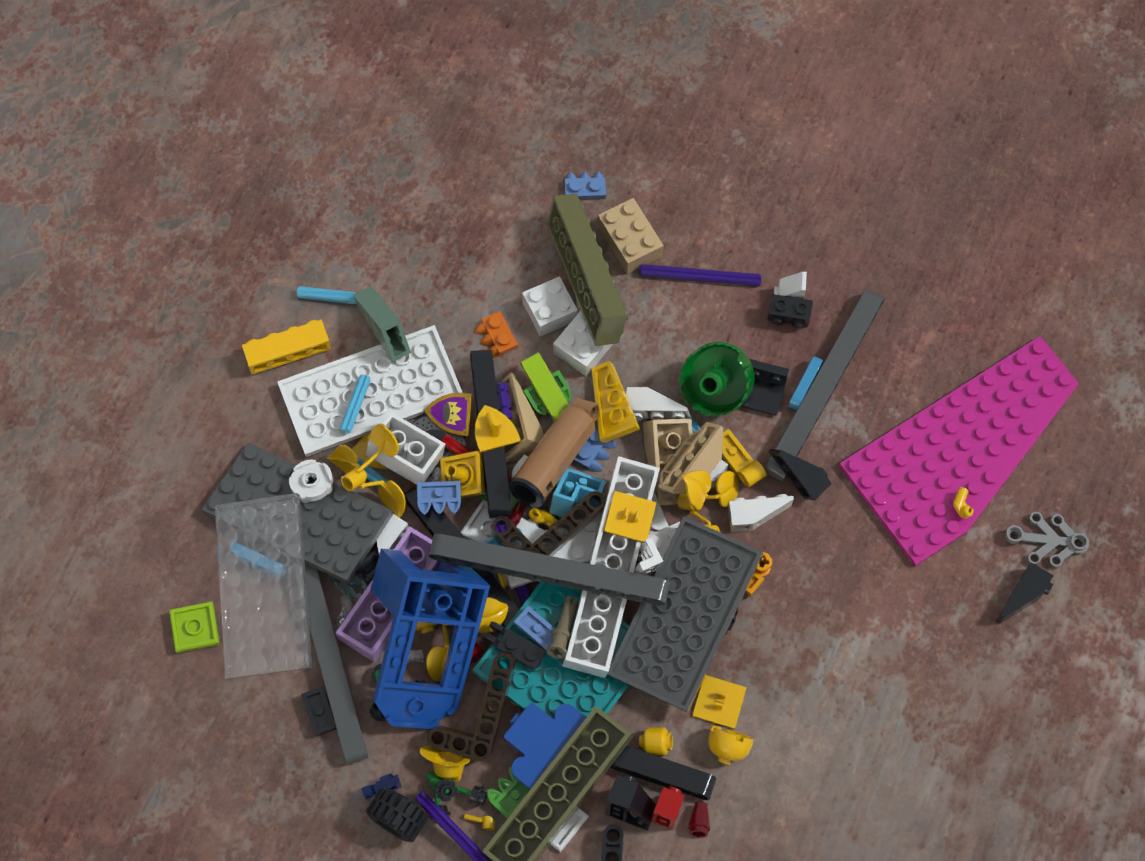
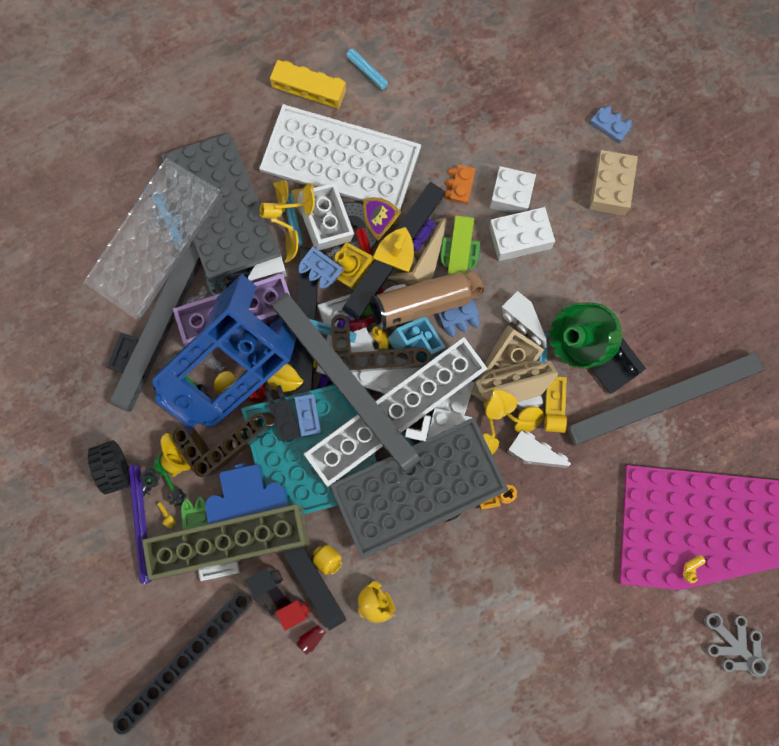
camera: 40 degrees right, 10 degrees up
(194, 627) = (92, 232): lime plate -> none
(319, 488) = (246, 199): white plate -> none
(355, 403) = (320, 159): medium azure axle -> none
(382, 323) = (384, 116): sand green slope -> none
(386, 781) = (124, 439): clear blue plate -> none
(561, 635) = (318, 433): dark tan pin -> none
(587, 270) = (557, 184): olive brick -> none
(615, 412) = (493, 304): yellow wing -> none
(630, 517) = (435, 387): yellow piece -> none
(700, 275) = (641, 249): dark purple axle -> none
(719, 702) = (396, 566): yellow piece -> none
(790, 311) = (684, 325): black bracket -> none
(792, 286) = (697, 311): white slope -> none
(805, 383) = (651, 387): dark azure beam -> none
(806, 477) = (591, 457): black slope -> none
(1028, 590) = (692, 670): black slope -> none

